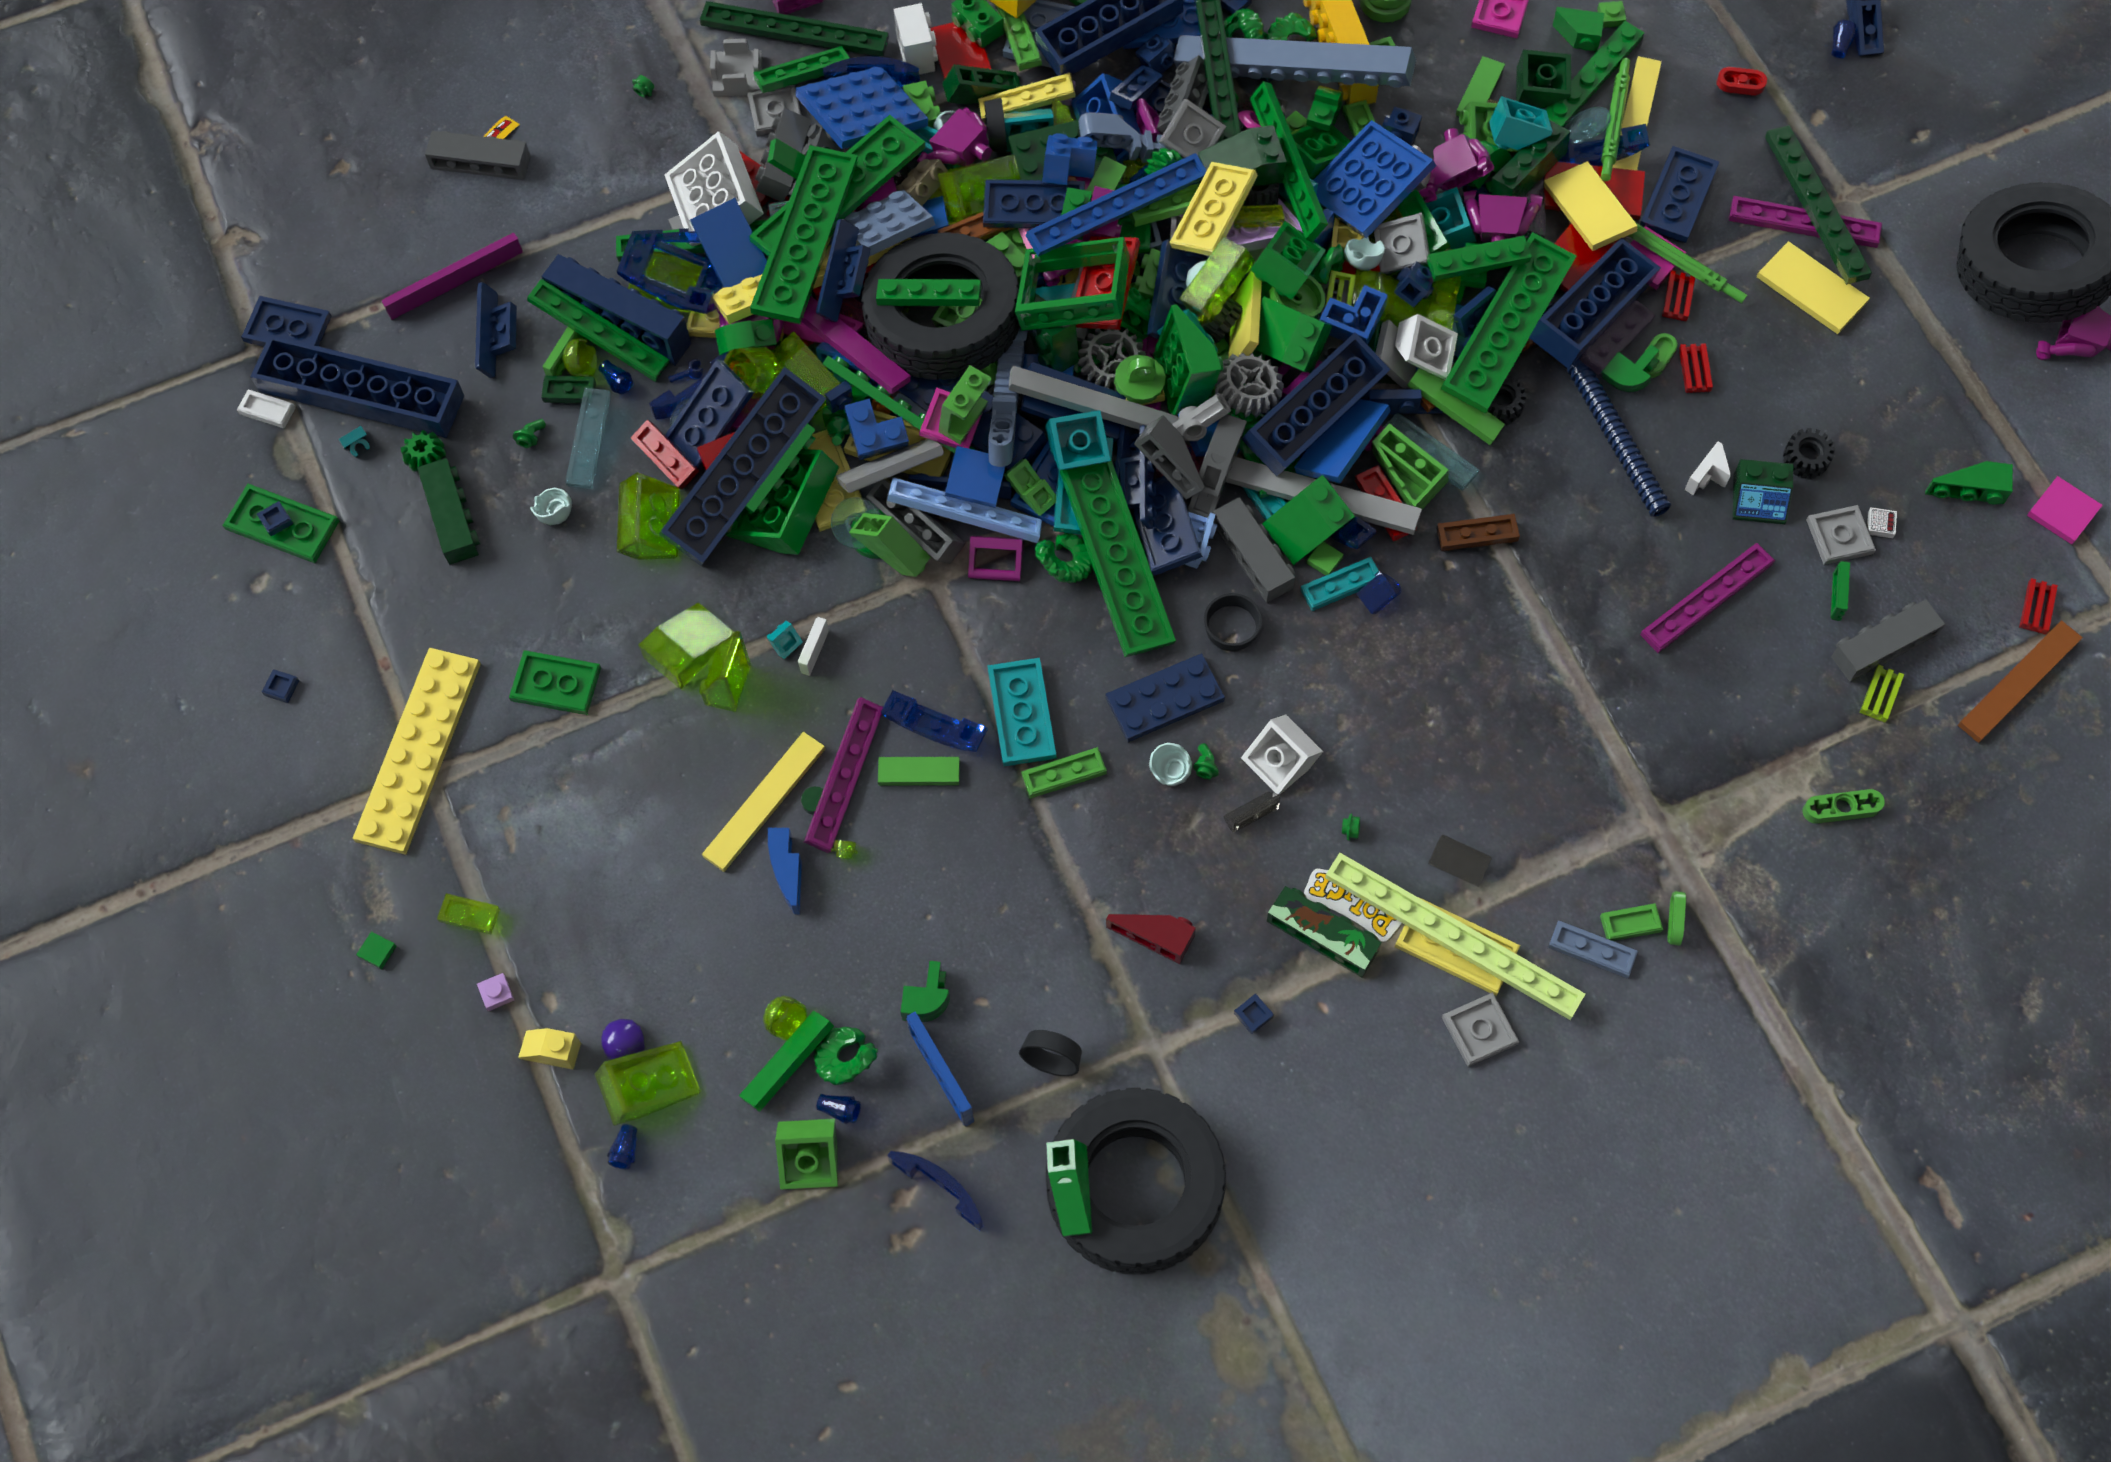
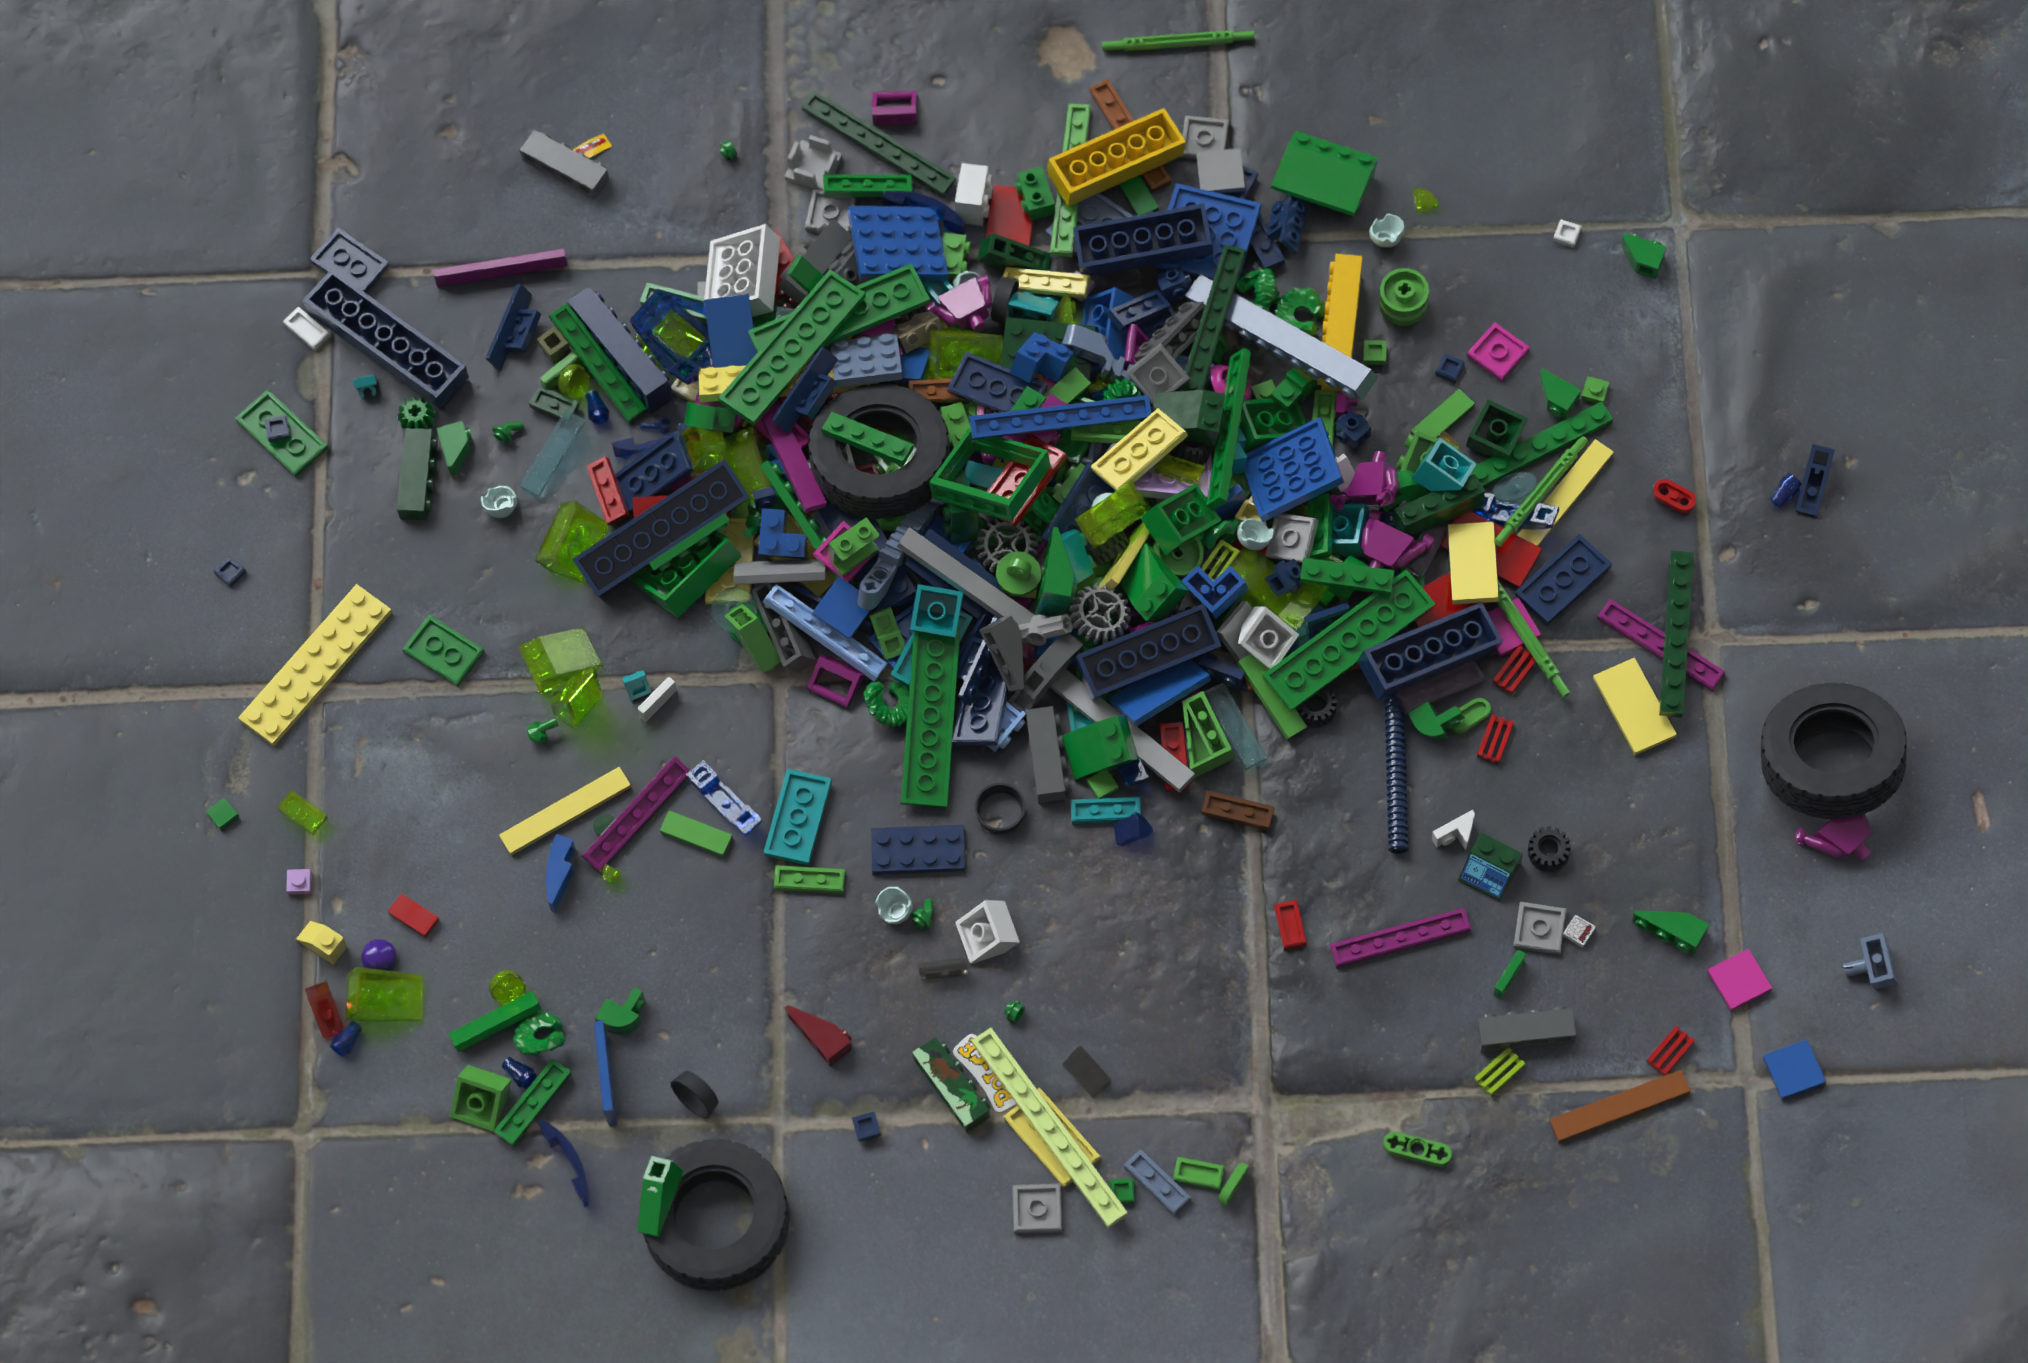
camera: 25 degrees right, 0 degrees up
(477, 466) = (455, 444): none -> green slope
(543, 329) = (554, 345): none -> olive brick
(585, 1124) = (324, 1009): none -> clear red slope
(642, 979) = (413, 915): none -> red tile
(696, 727) = (536, 730): none -> green plate
(869, 1135) = (532, 1102): none -> green plate
(1378, 108) = (1343, 405): none -> magenta tile
(1462, 42) = (1450, 368): none -> dark blue tile
(1563, 970) = (1123, 1190): none -> green tile
(1589, 627) = (1290, 925): none -> red tile

